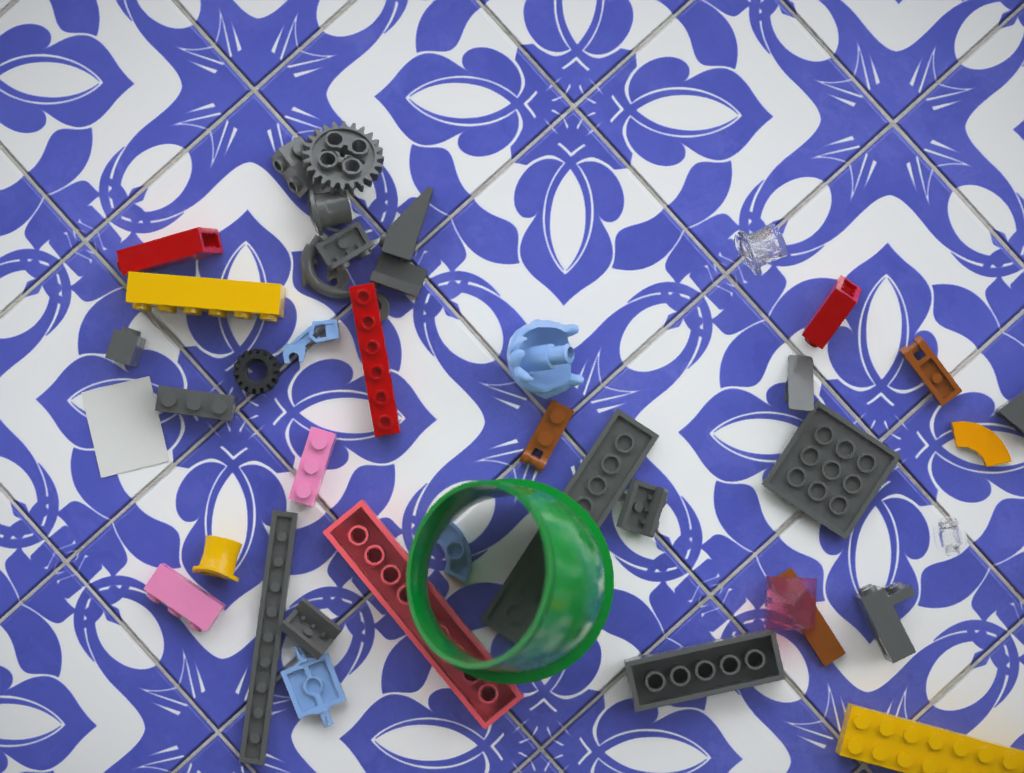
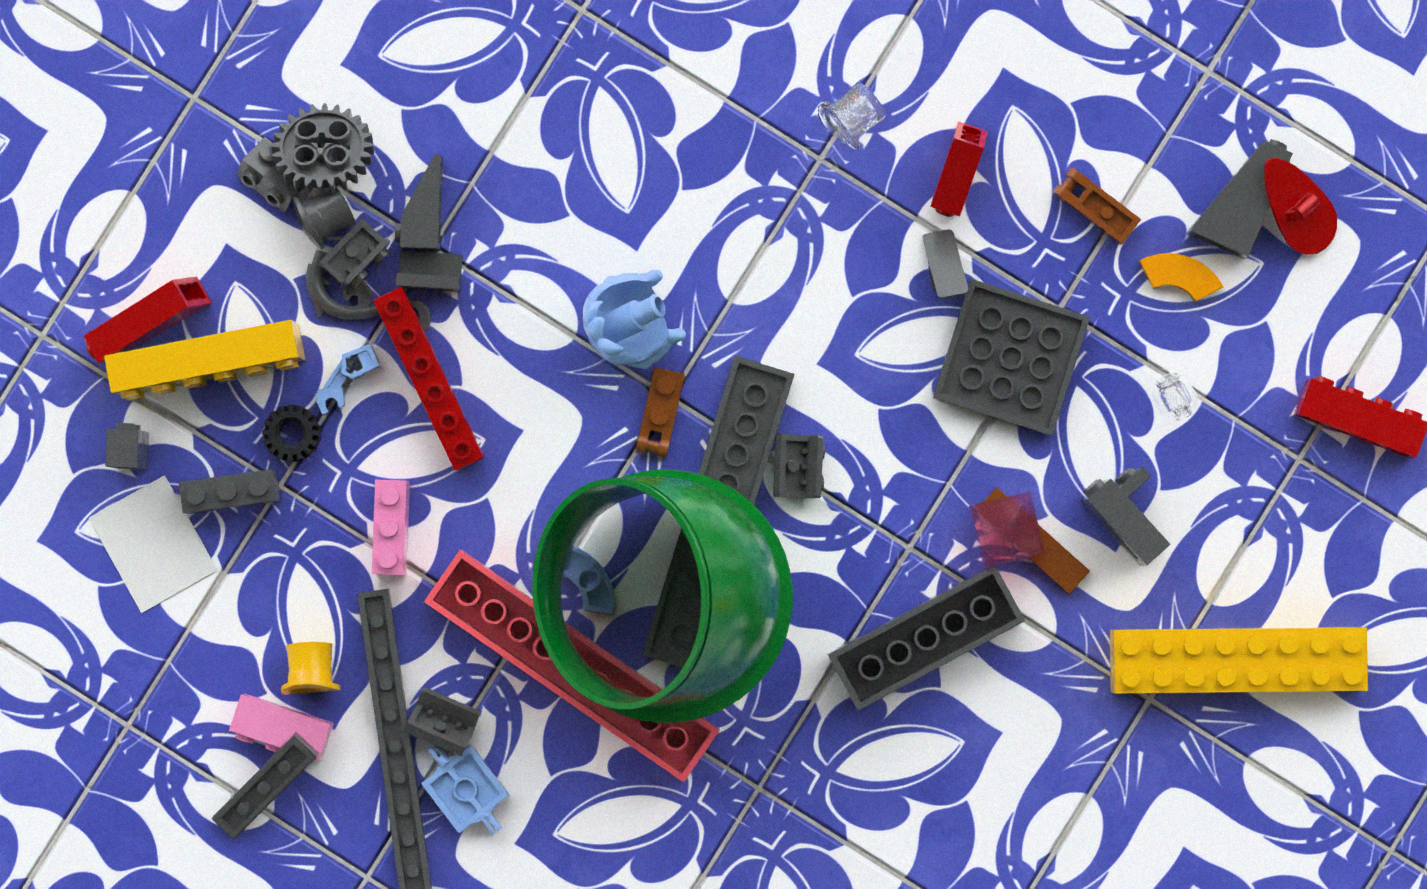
camera: 10 degrees left, 0 degrees up
(159, 639) = (265, 785): none -> dark grey tile

